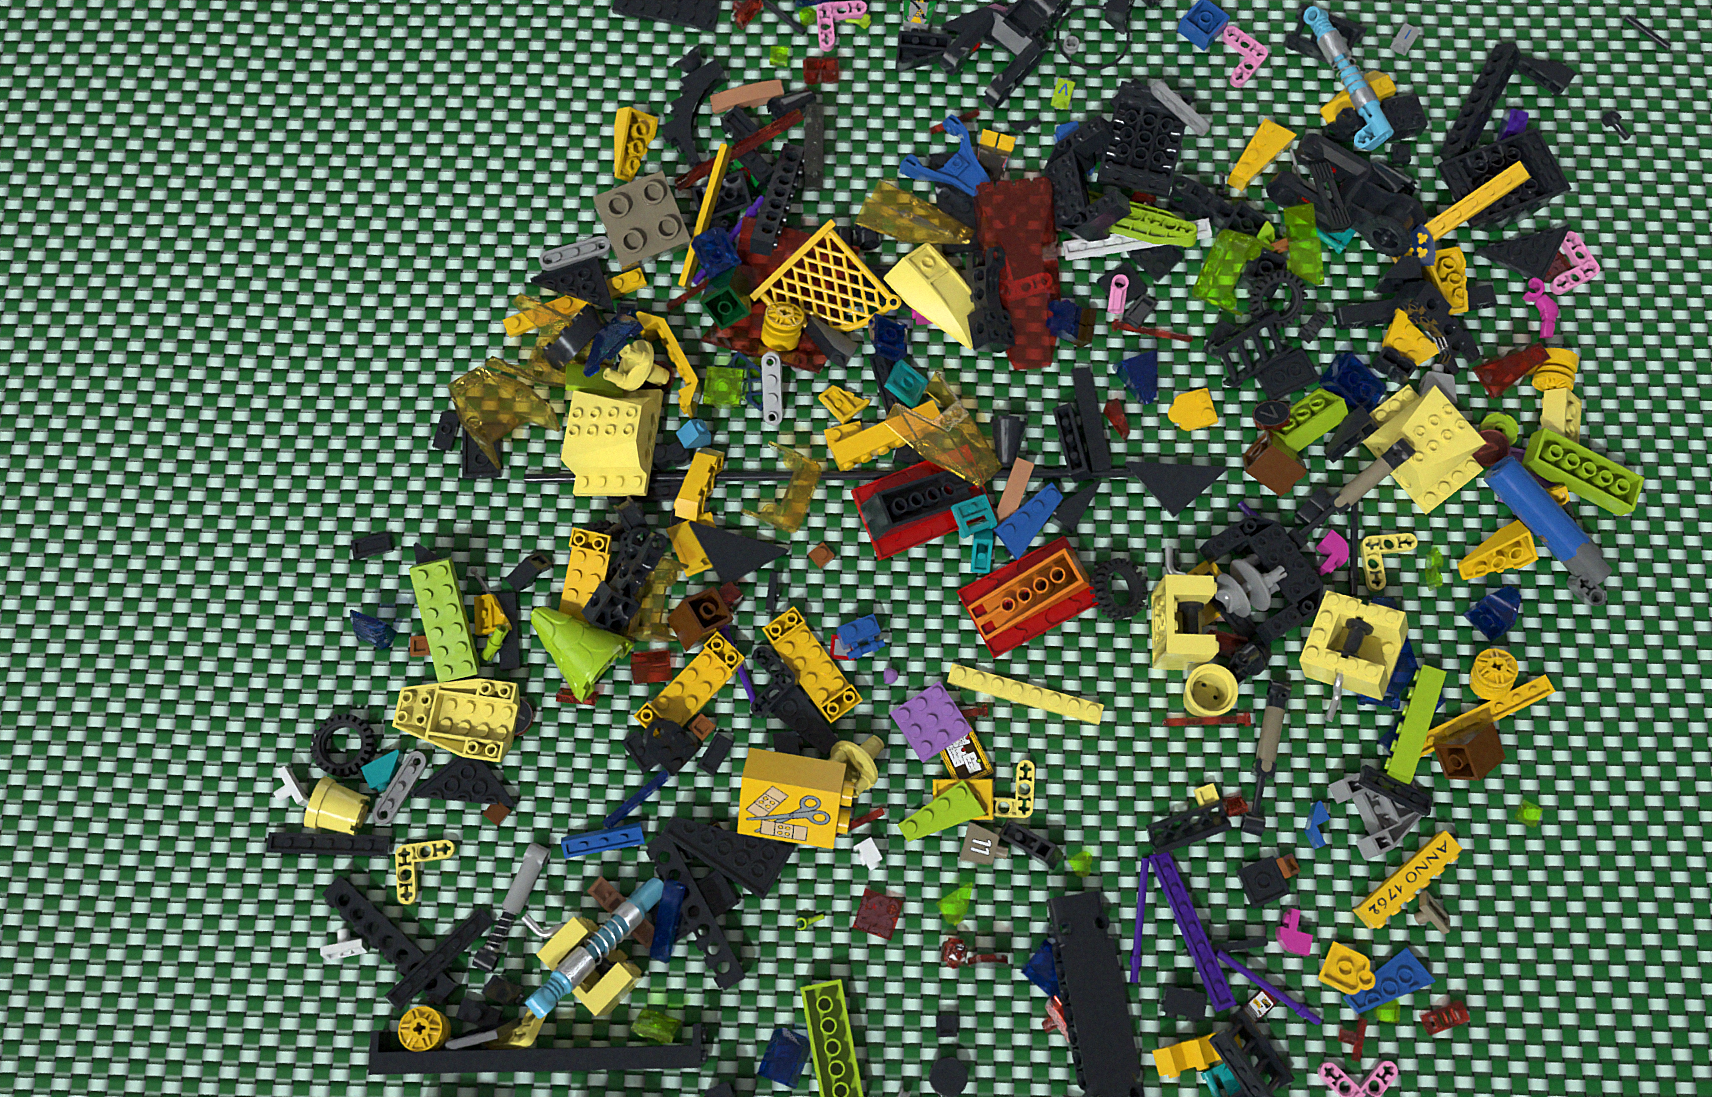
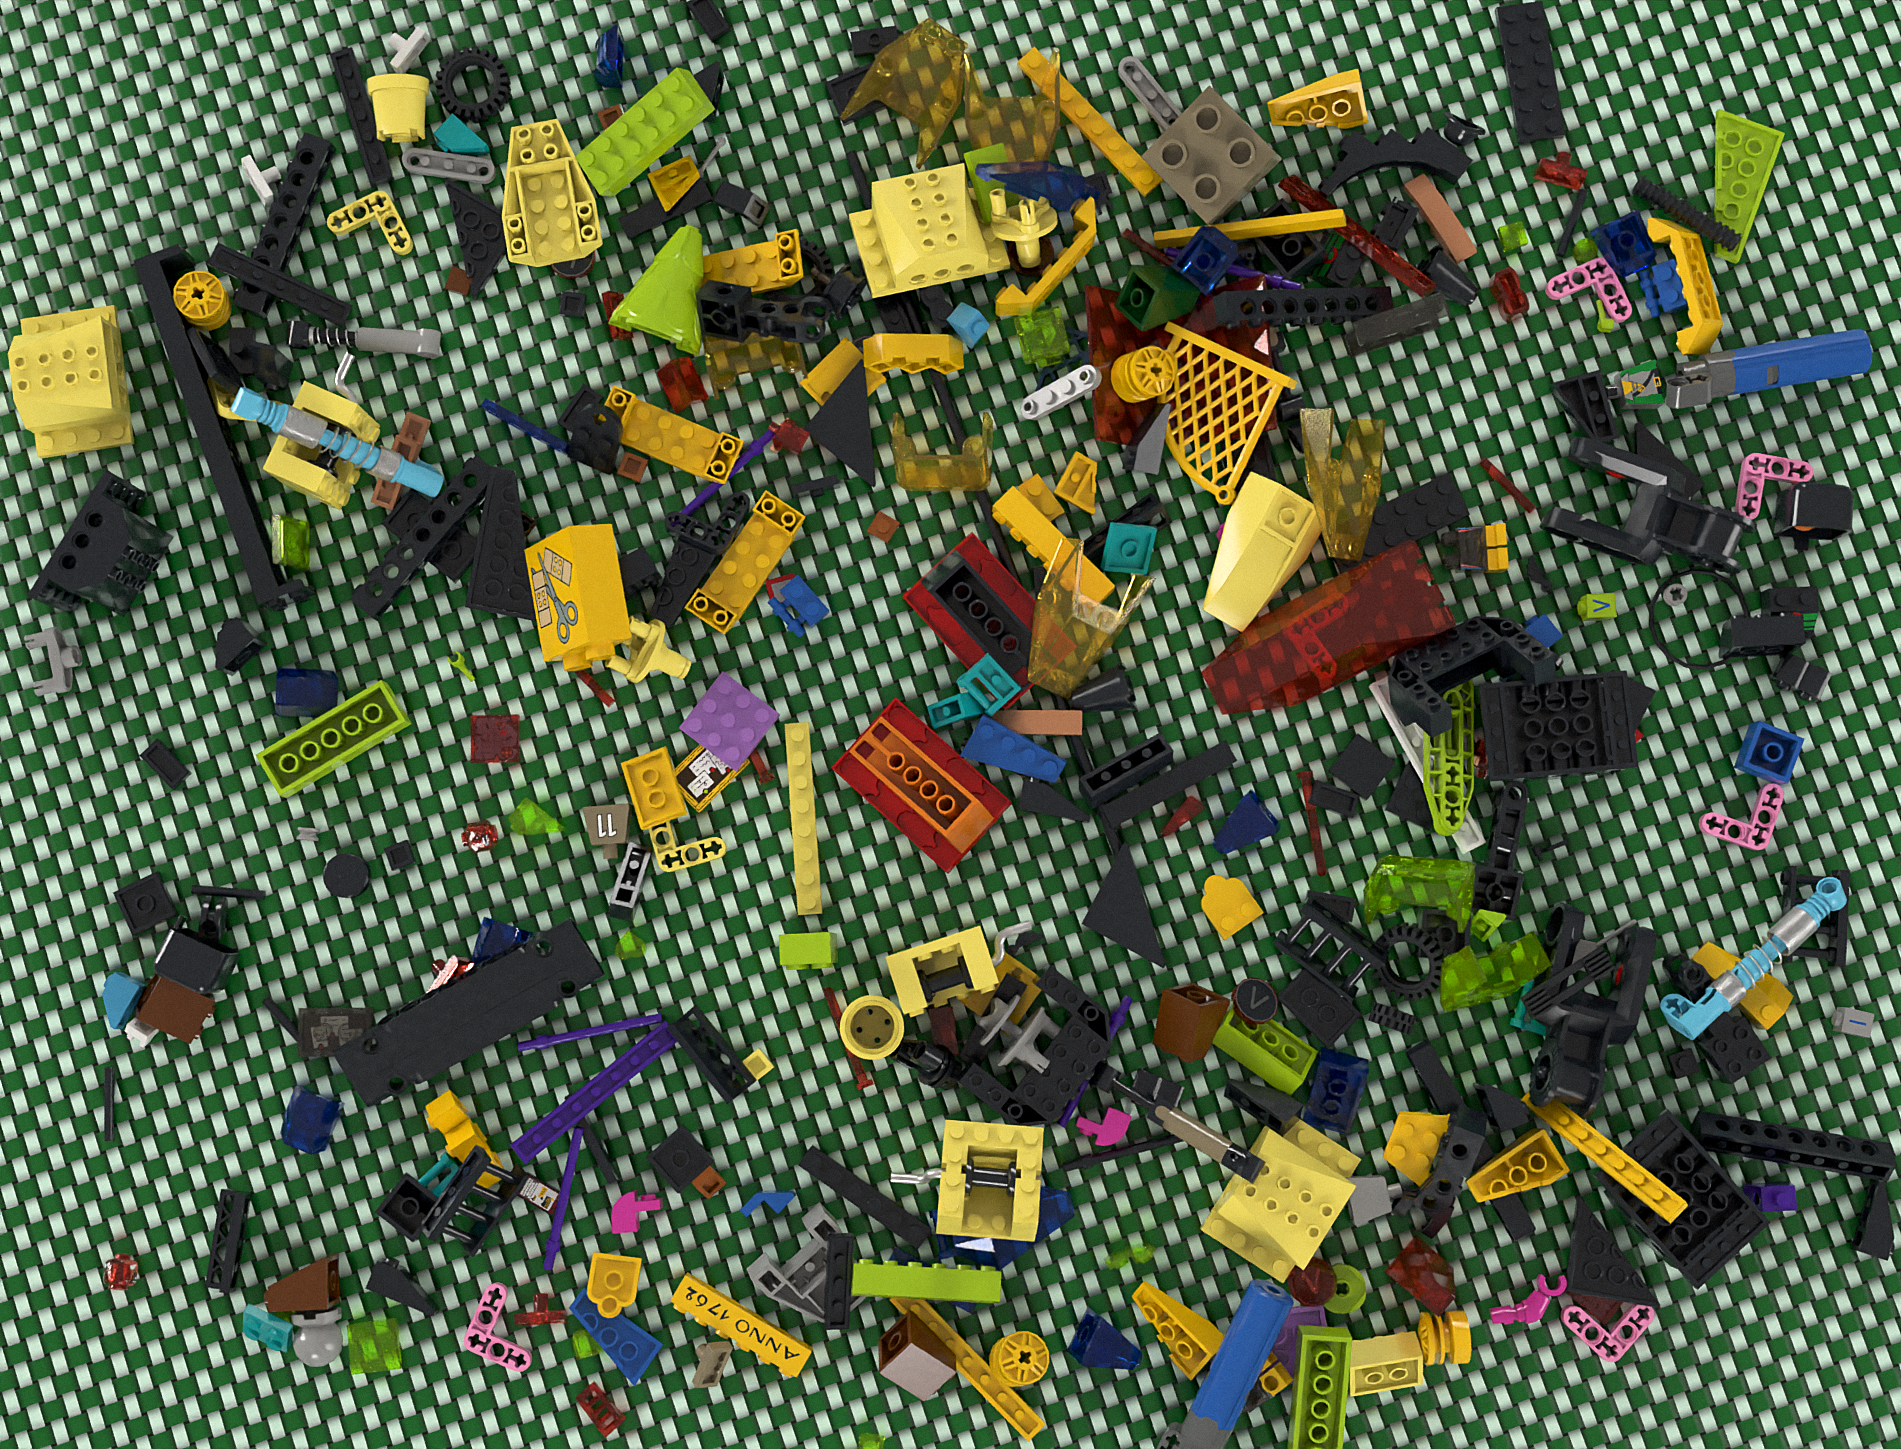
camera: 70 degrees right, 10 degrees up
(494, 642) = (643, 199): lime pin -> none
(554, 728) = (572, 304): none -> black plate
(574, 337) = (1040, 141): black brick -> none
(579, 280) = (1116, 116): black tile -> none
(602, 840) = (468, 407): blue plate -> none
(667, 920) = (403, 510): clear blue tile -> none
(699, 618) = (752, 415): reddish brown slope -> none
(715, 754) = (608, 494): black tile -> none
(868, 854) = (556, 704): white brick -> none
(888, 337) = (1176, 505): clear blue slope -> none
(890, 675) = (768, 657): medium lavender hinge -> none
(945, 811) = (632, 773): lime wing -> none
(960, 171) = (1436, 515): blue animal -> none
(987, 961) = (482, 876): clear red tile -> none
(988, 324) = (1238, 620): black brick -> none
(1071, 322) = (1283, 719): clear blue hips -> none
(1102, 594) = (953, 860): black tyre -> none
(1117, 295) = (1339, 764): bright pink piece -> none
(1140, 712) = (808, 948): none -> lime brick
(1180, 108) = (1616, 746): light grey plate -> none
(1183, 1003) = (513, 1109): black brick -> none
(1234, 805) = (756, 1100): clear red plate -> none
(1262, 150) = (1617, 884): yellow wedge -> none
(1264, 763) = (835, 1119): piece -> none
(1282, 245) = (1483, 946): dark orange plate -> none
(1332, 750) = (865, 1196): none -> black plate
(1376, 554) = (1125, 1180): light yellow beam -> none
(1392, 364) = (1375, 1139): black brick -> none
(1394, 180) = (1630, 1062): black cone -> none
(1422, 246) = (1548, 1121): dark blue sticker -> none
(1612, 119) = (1839, 1326): black bar -> none

